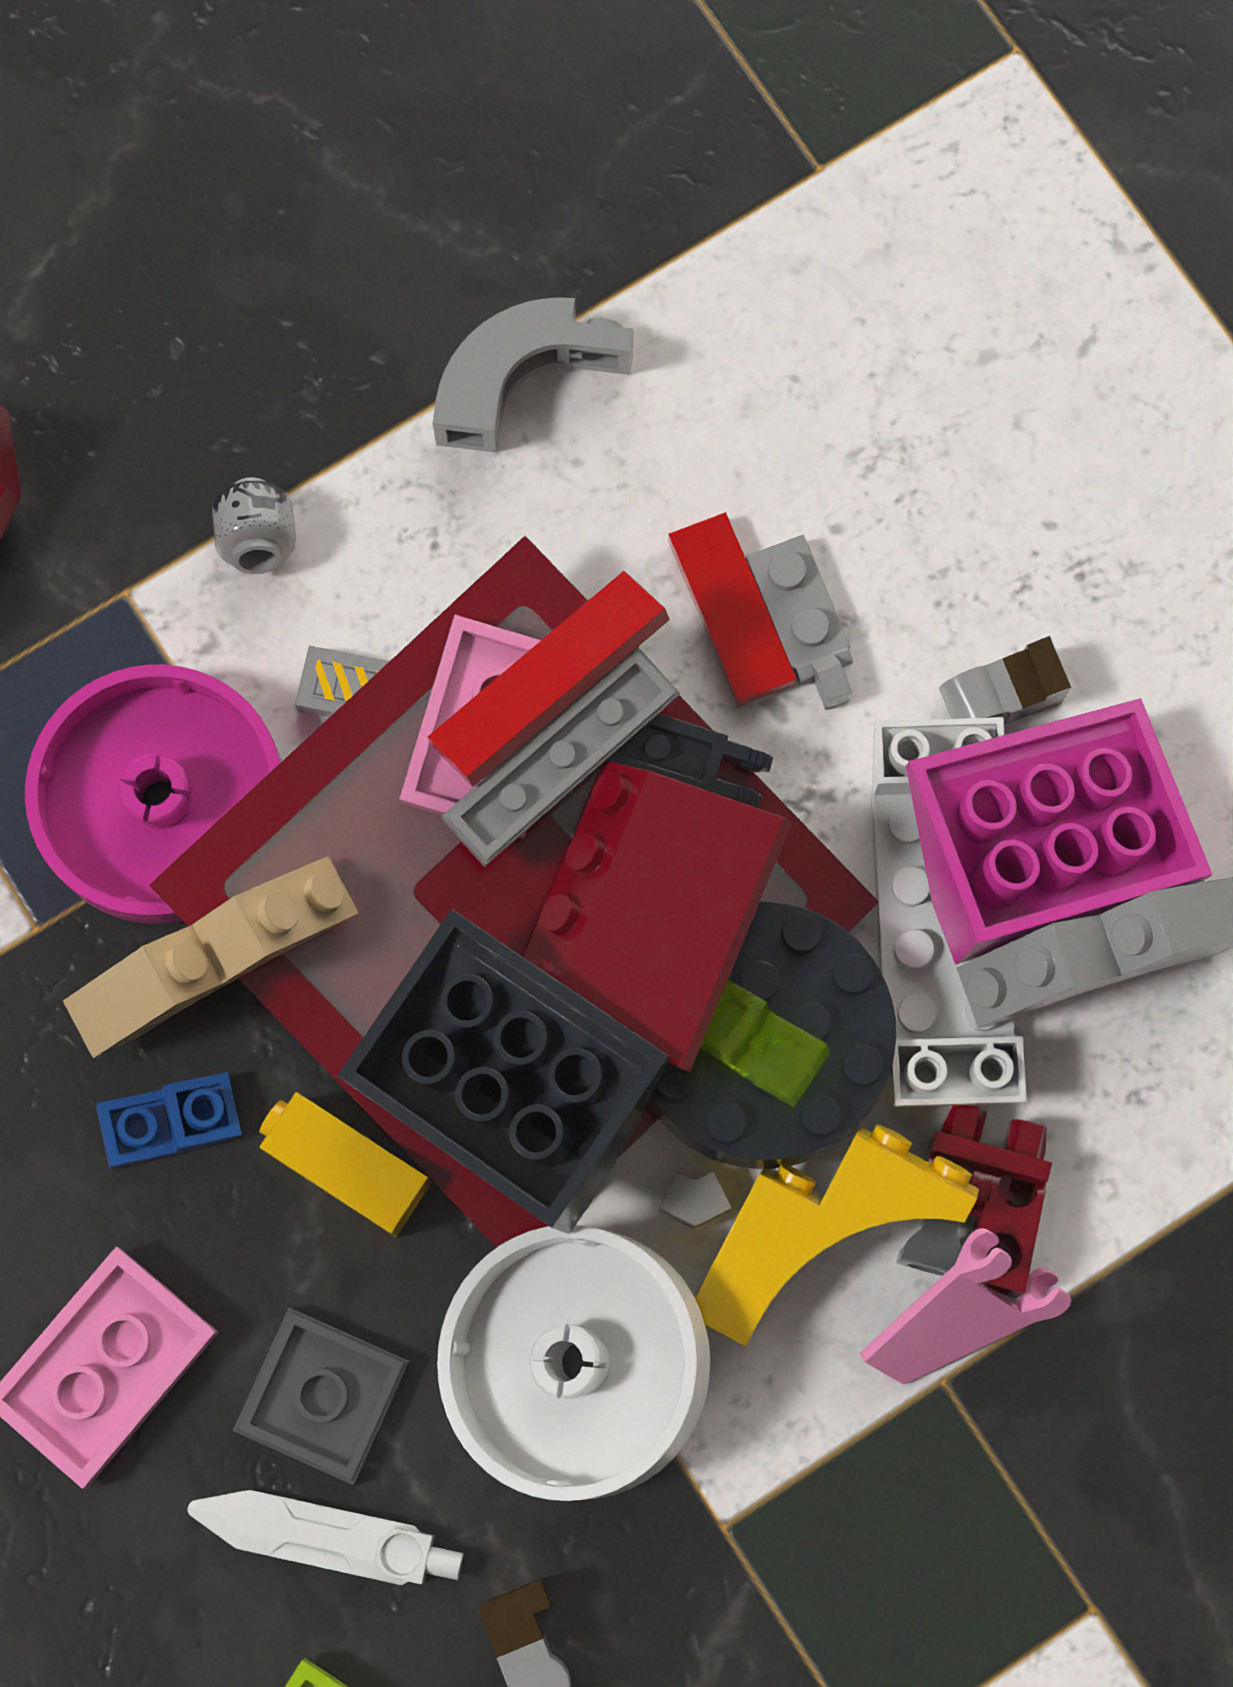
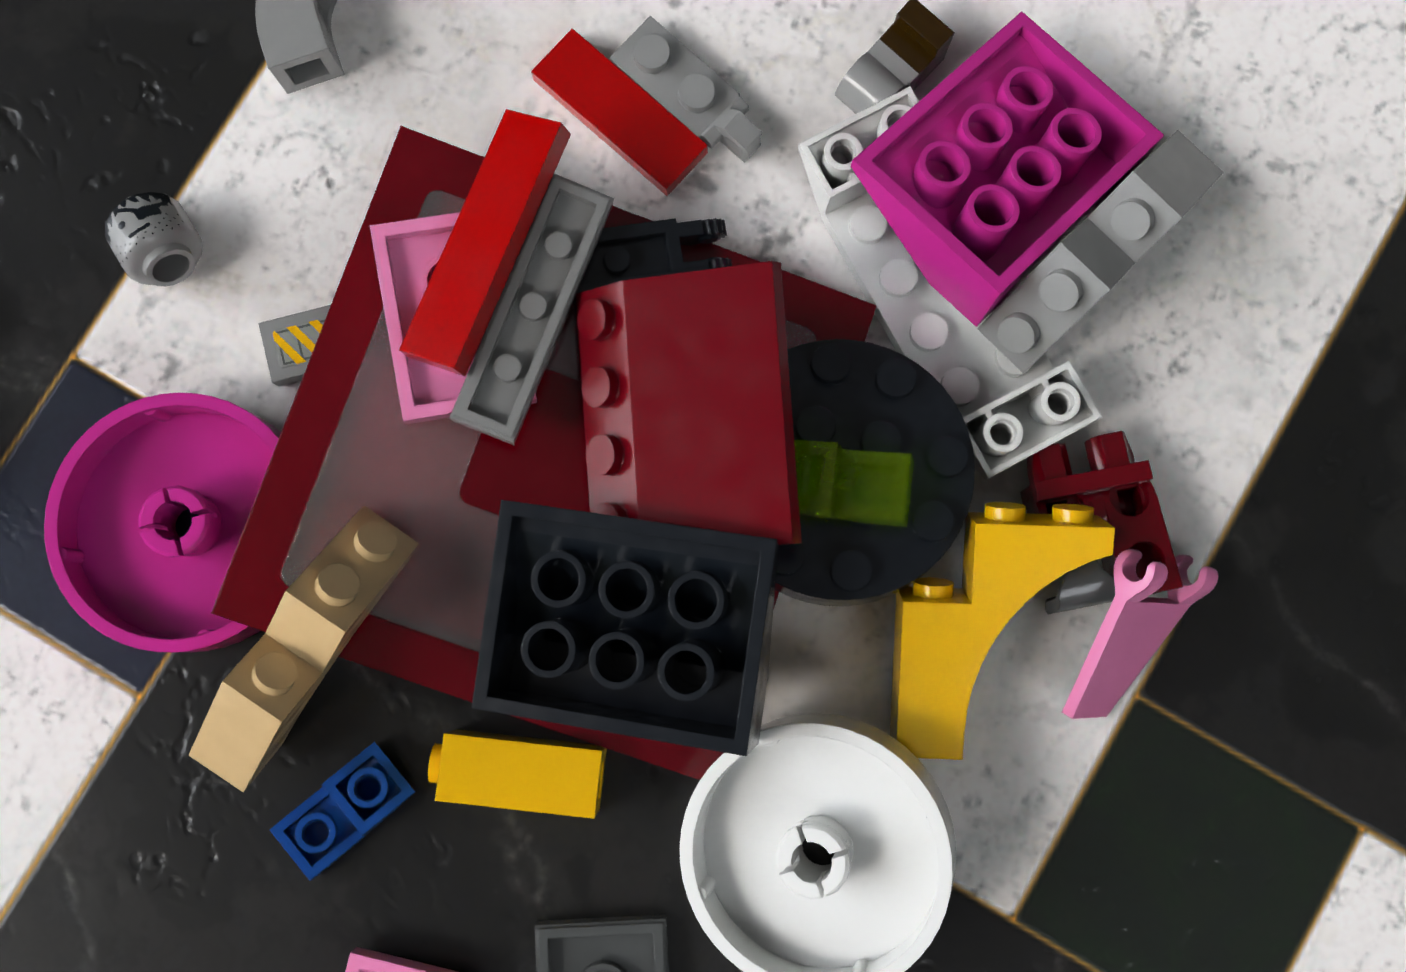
camera: 25 degrees left, 5 degrees up
(694, 1200) = (848, 647): light grey piece -> none

